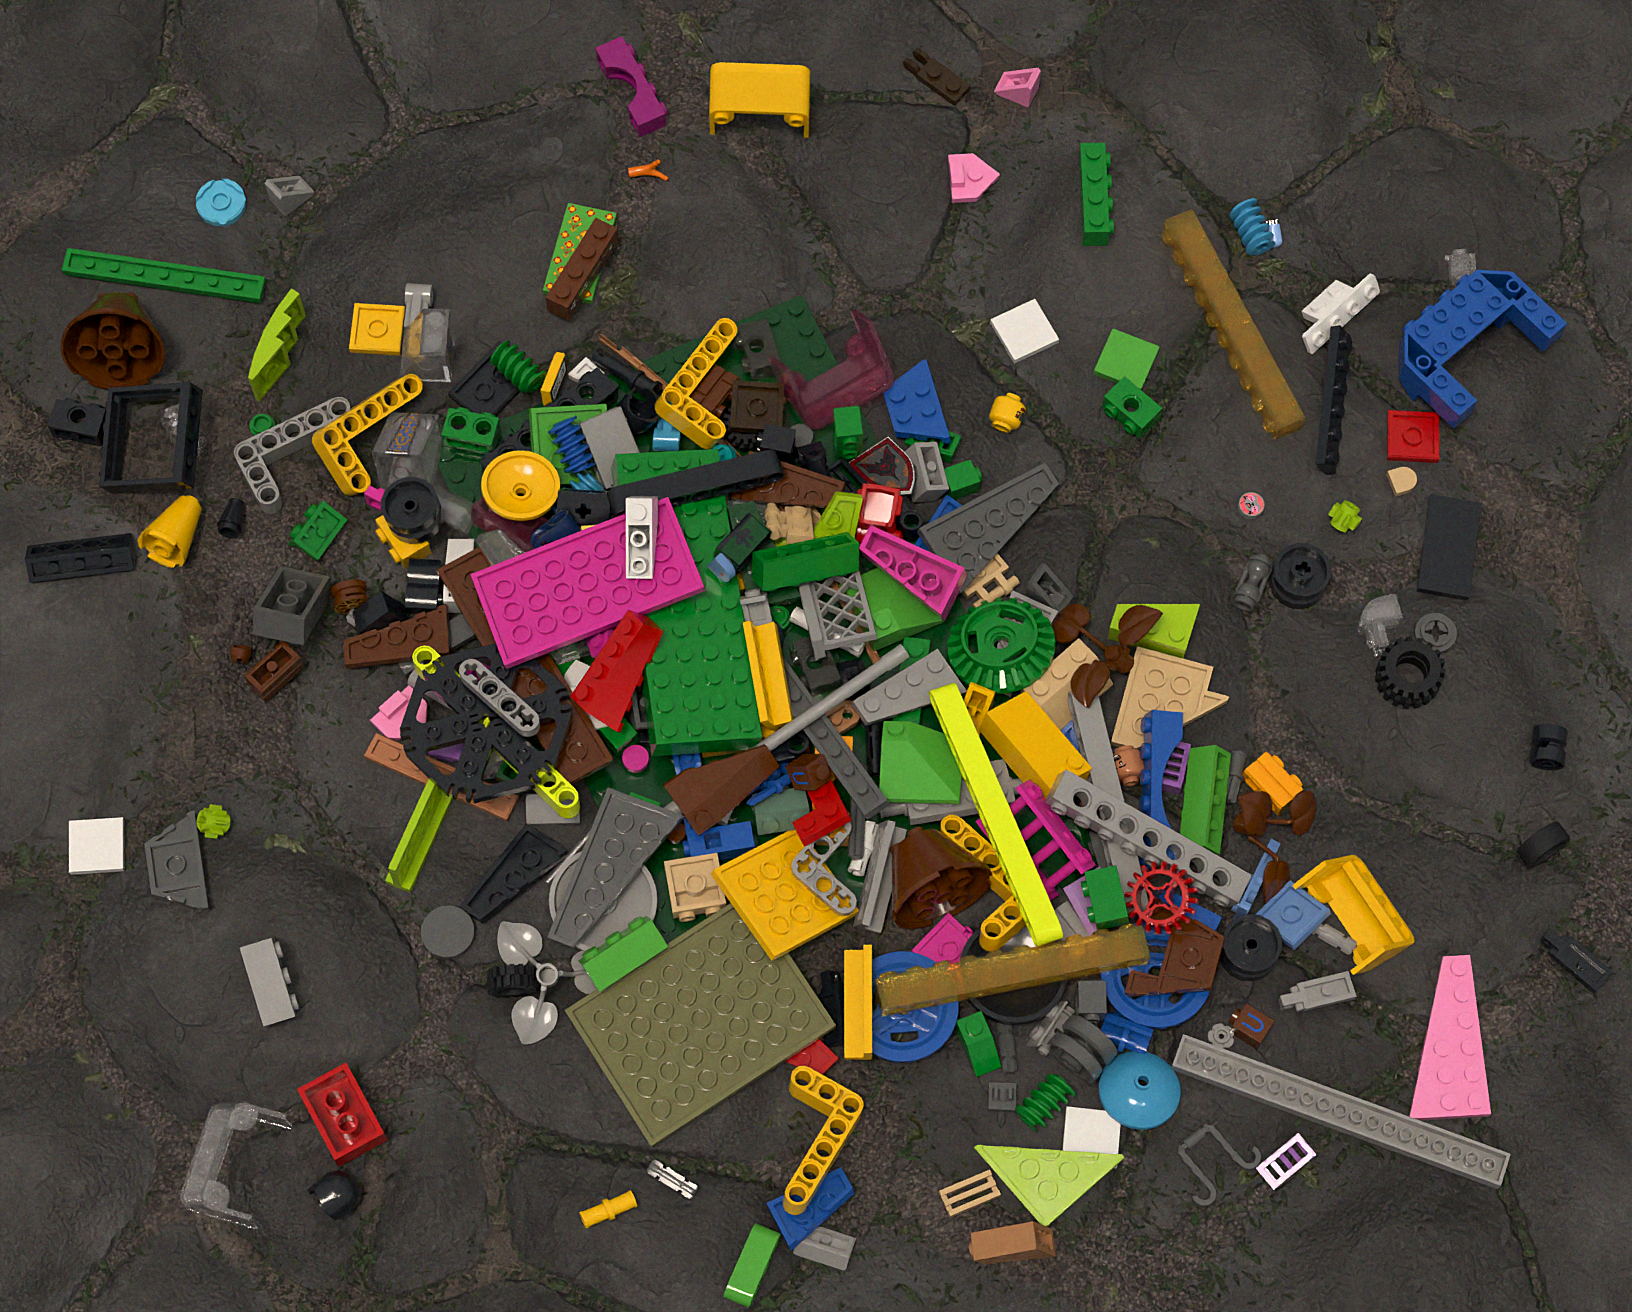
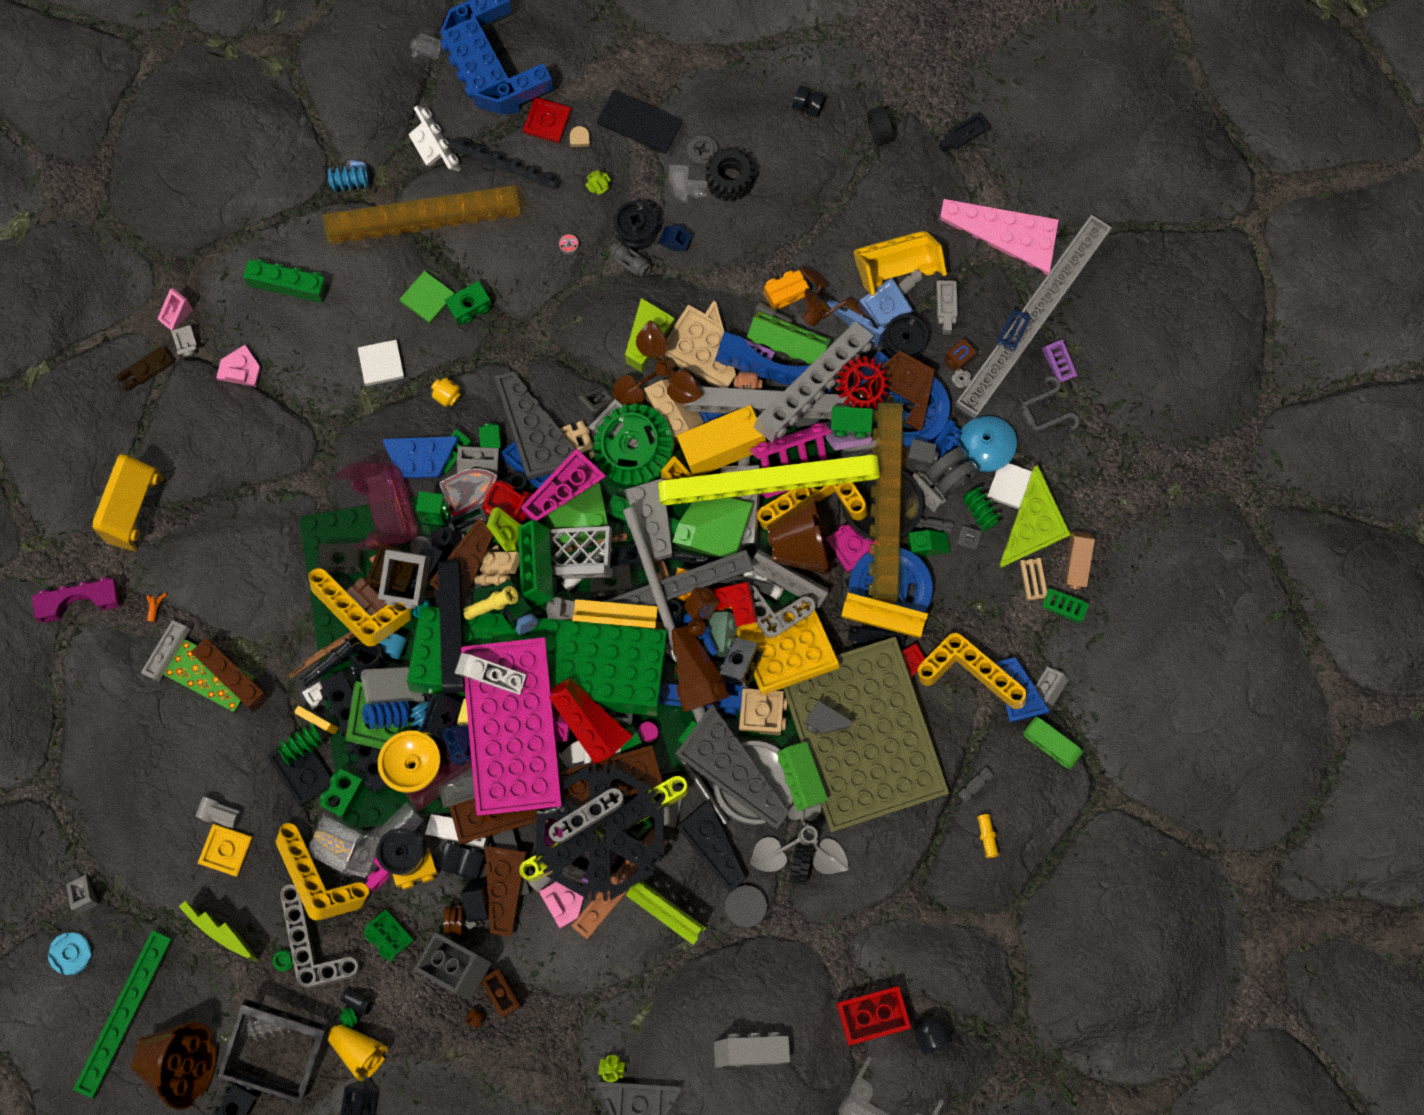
camera: 75 degrees left, 5 degrees up
(210, 513) = (348, 1017): none -> green plate
(429, 346) = (258, 812): clear slope -> none
(597, 197) = (165, 650): none -> light grey tile
(701, 961) = (825, 720): none -> dark grey slope
(735, 520) = (496, 601): none -> light yellow pin
(745, 838) = (741, 673): none -> black brick
(746, 436) = (421, 582): none -> light grey window
(776, 773) = (696, 627): none -> reddish brown hinge
(940, 1263) = (1076, 618): none -> green slope
(983, 107) = (185, 340): none -> light grey bracket
(1300, 629) = (675, 238): none -> dark blue brick
(1306, 1085) = (1006, 344): none -> dark blue tile

